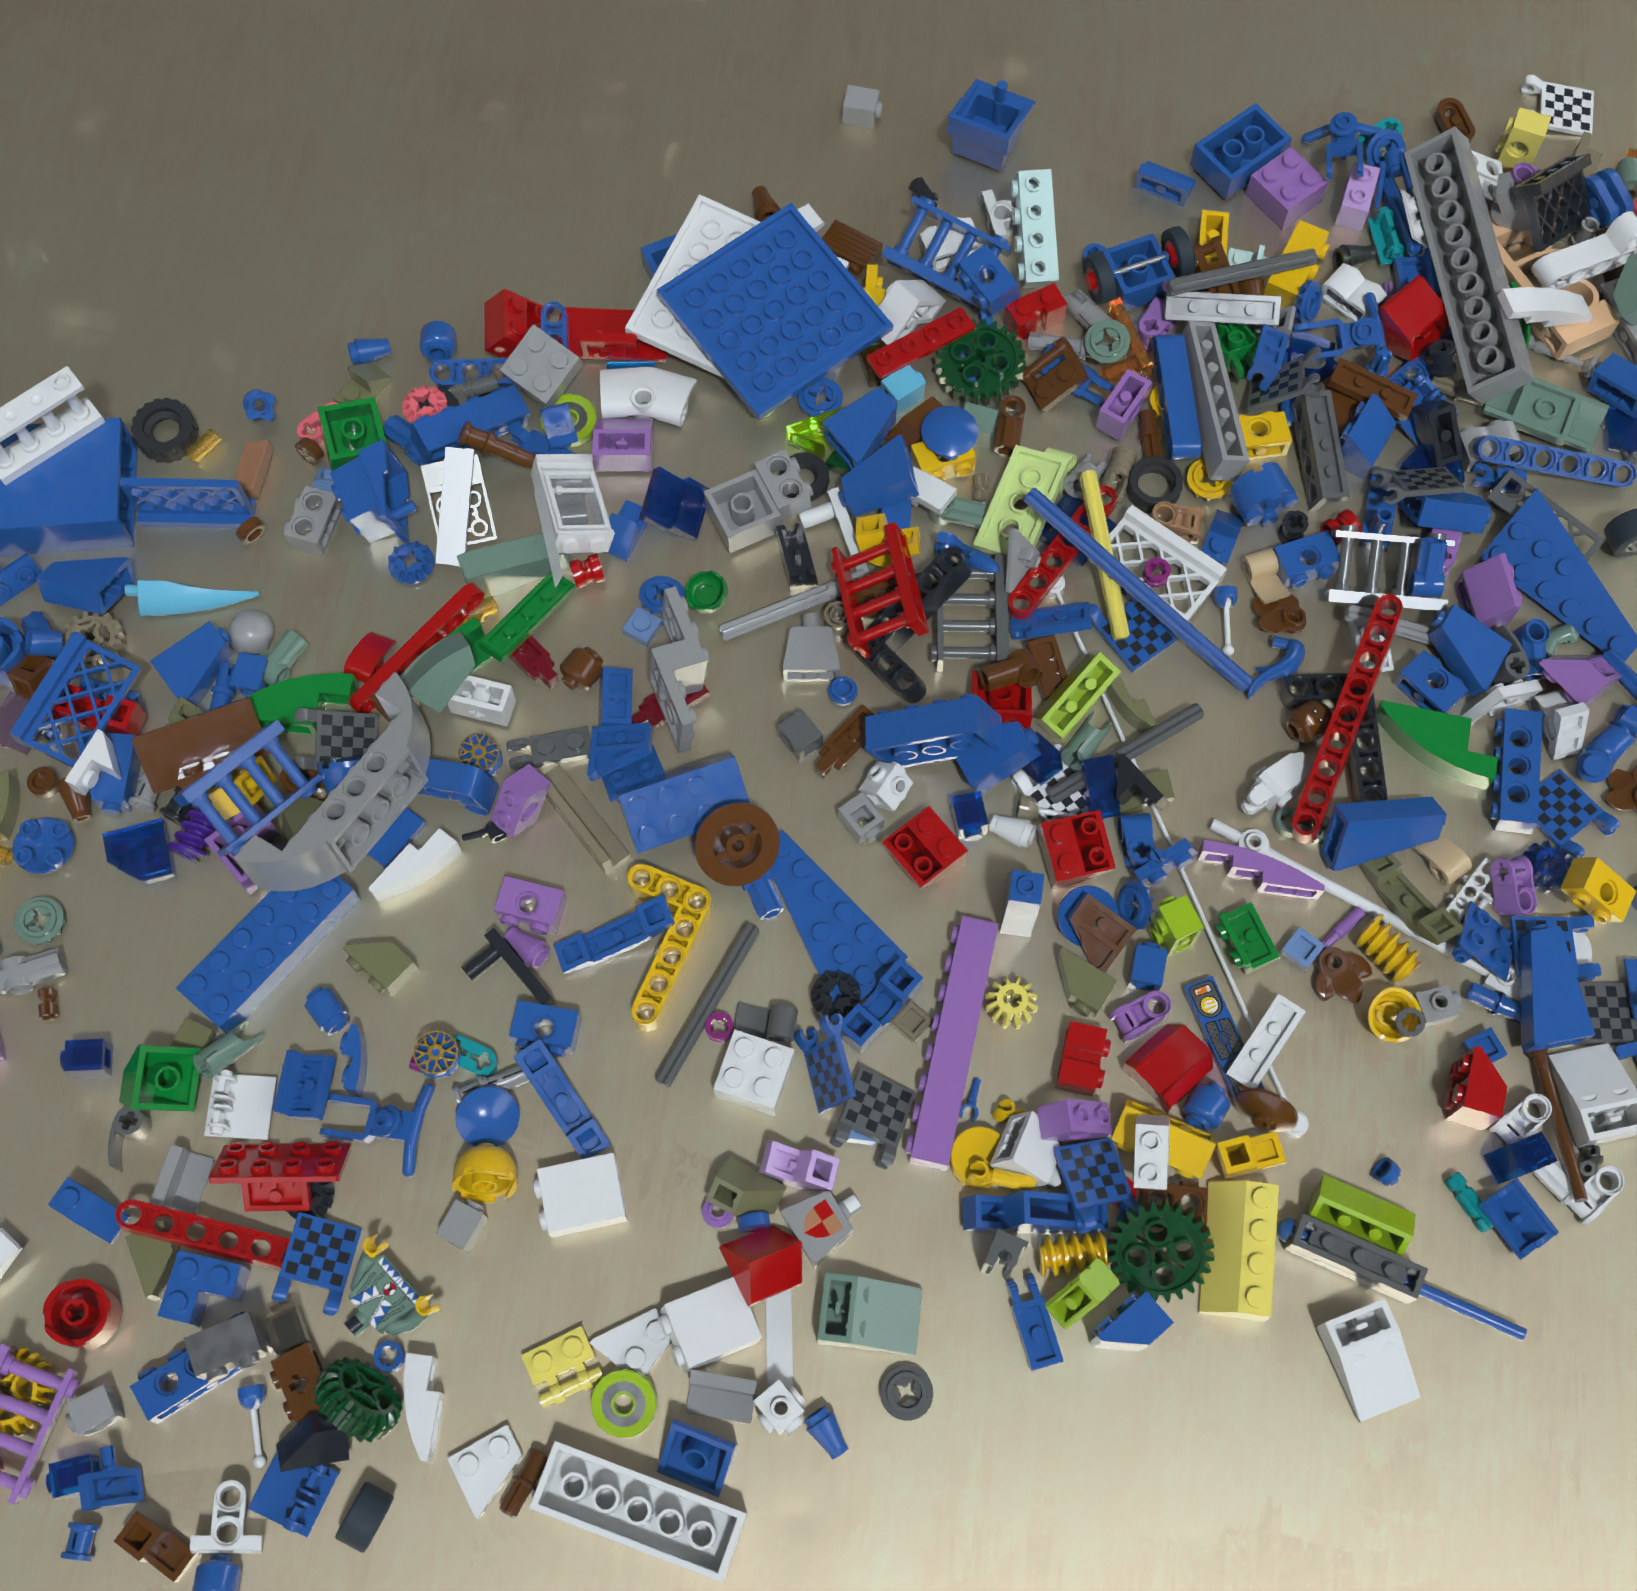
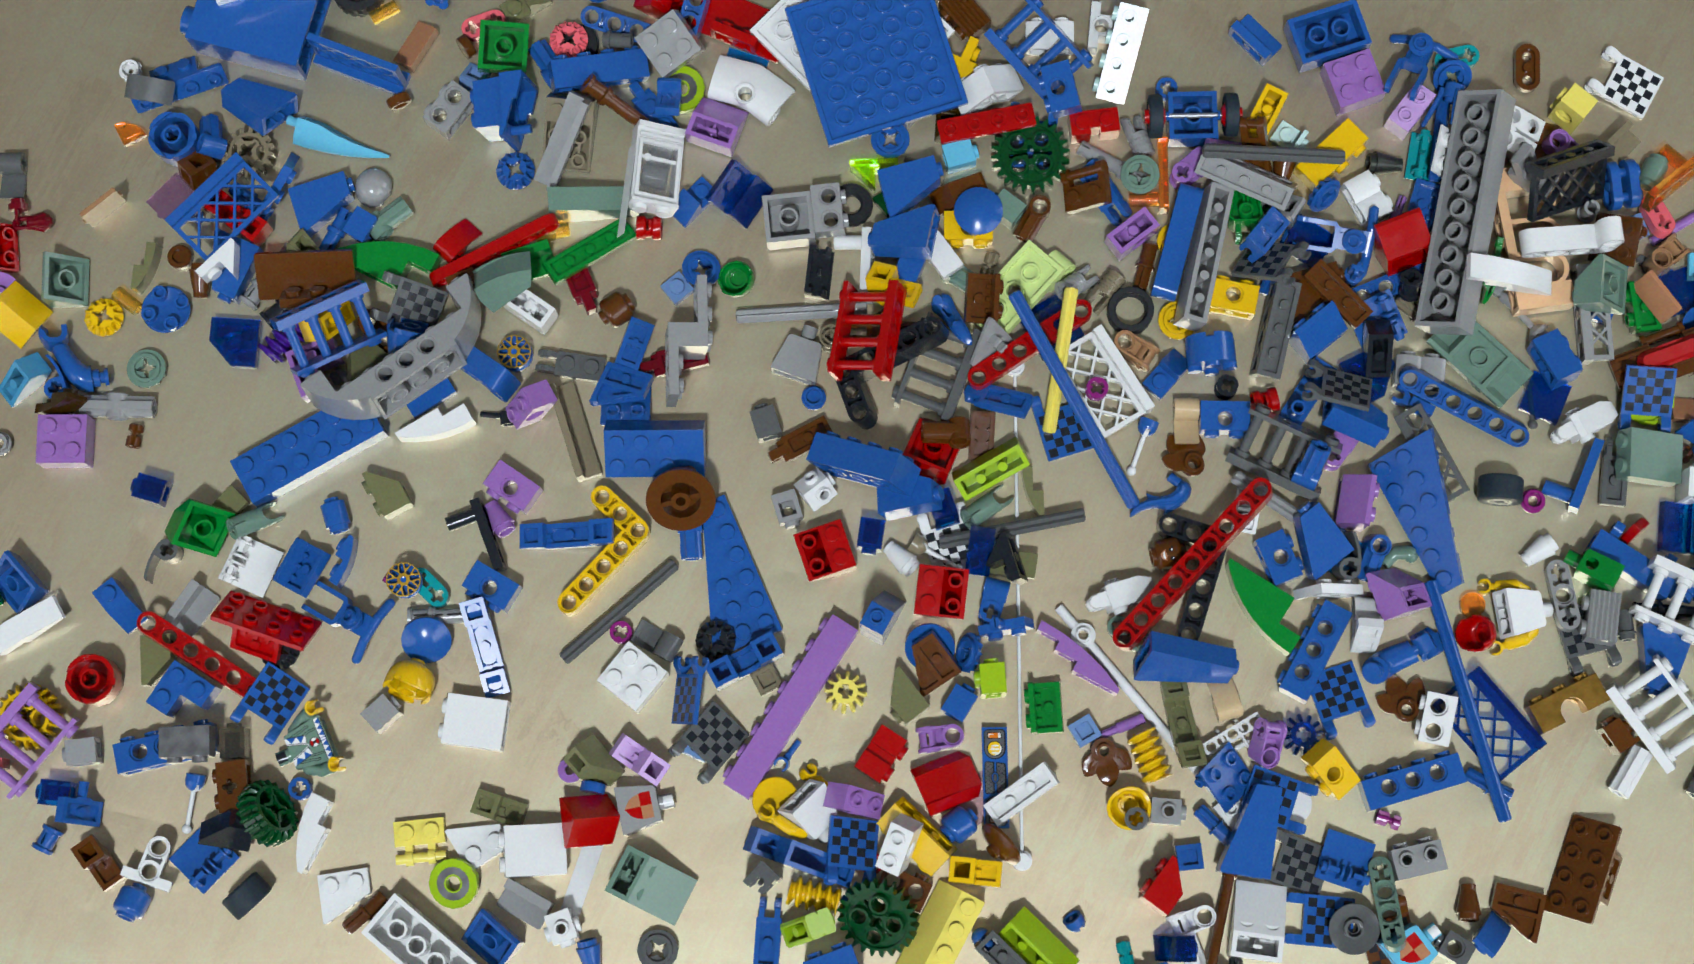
camera: 25 degrees right, 10 degrees up
(142, 647) = (285, 176): none -> blue wing
(646, 1289) = (499, 808): none -> olive slope
(992, 516) = (982, 297): none -> reddish brown bracket

